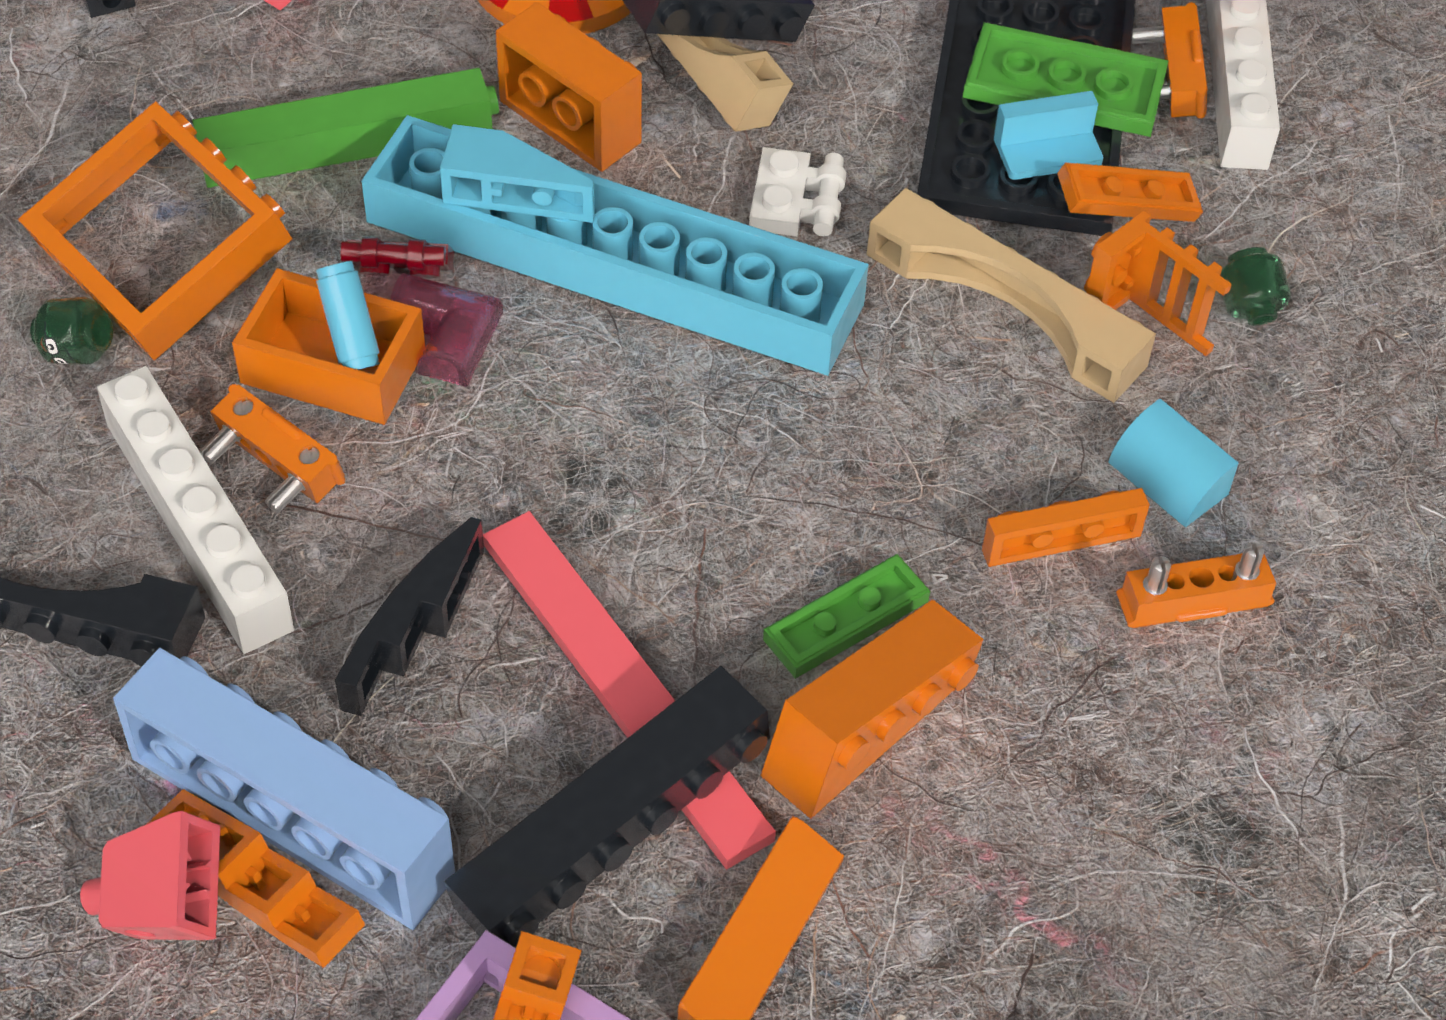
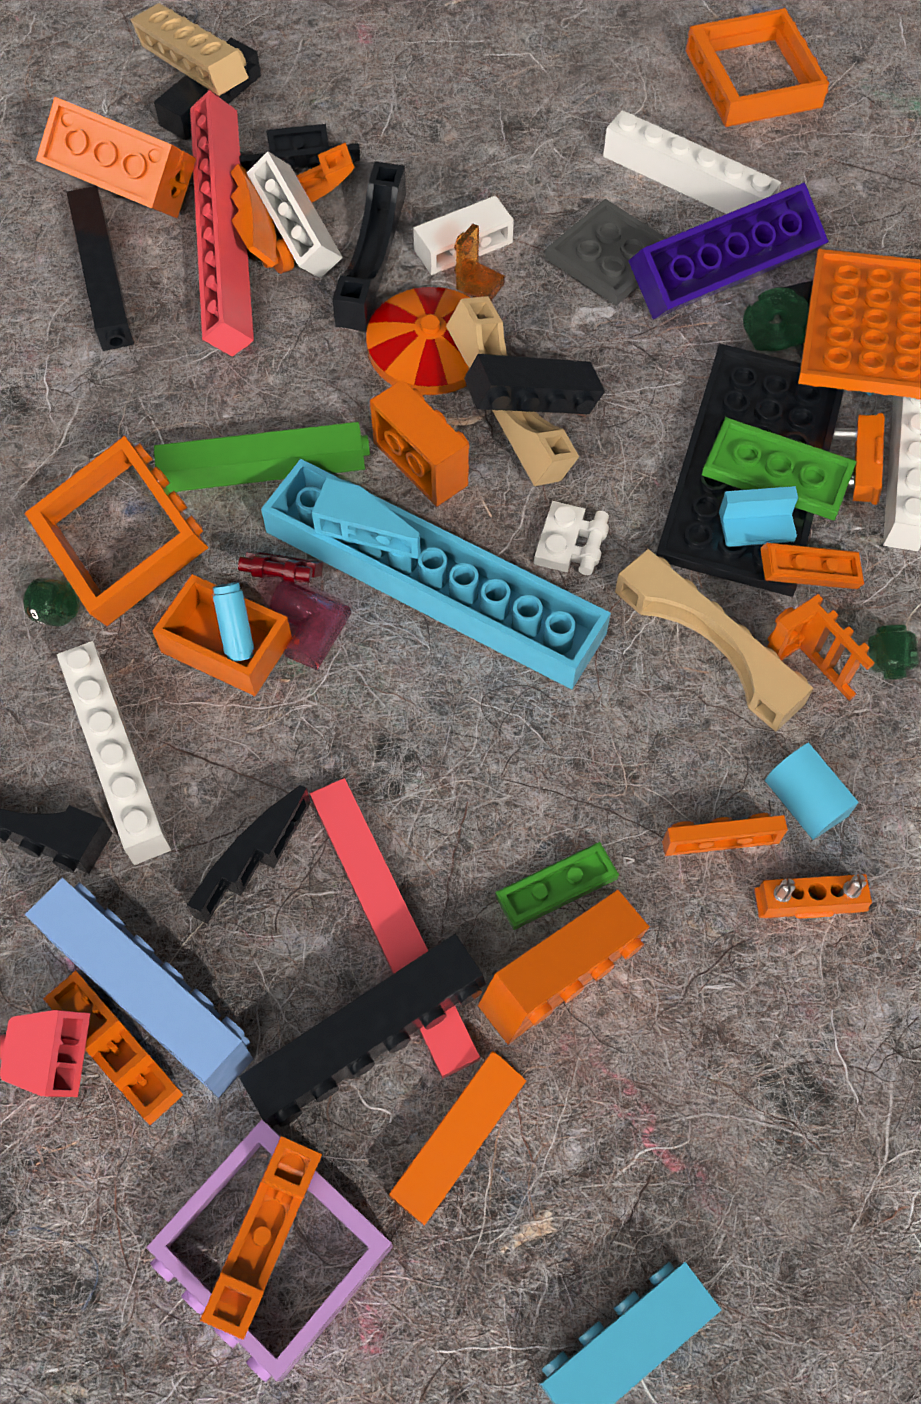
camera: 10 degrees right, 10 degrees up
(275, 443) = (178, 705): orange piece -> none

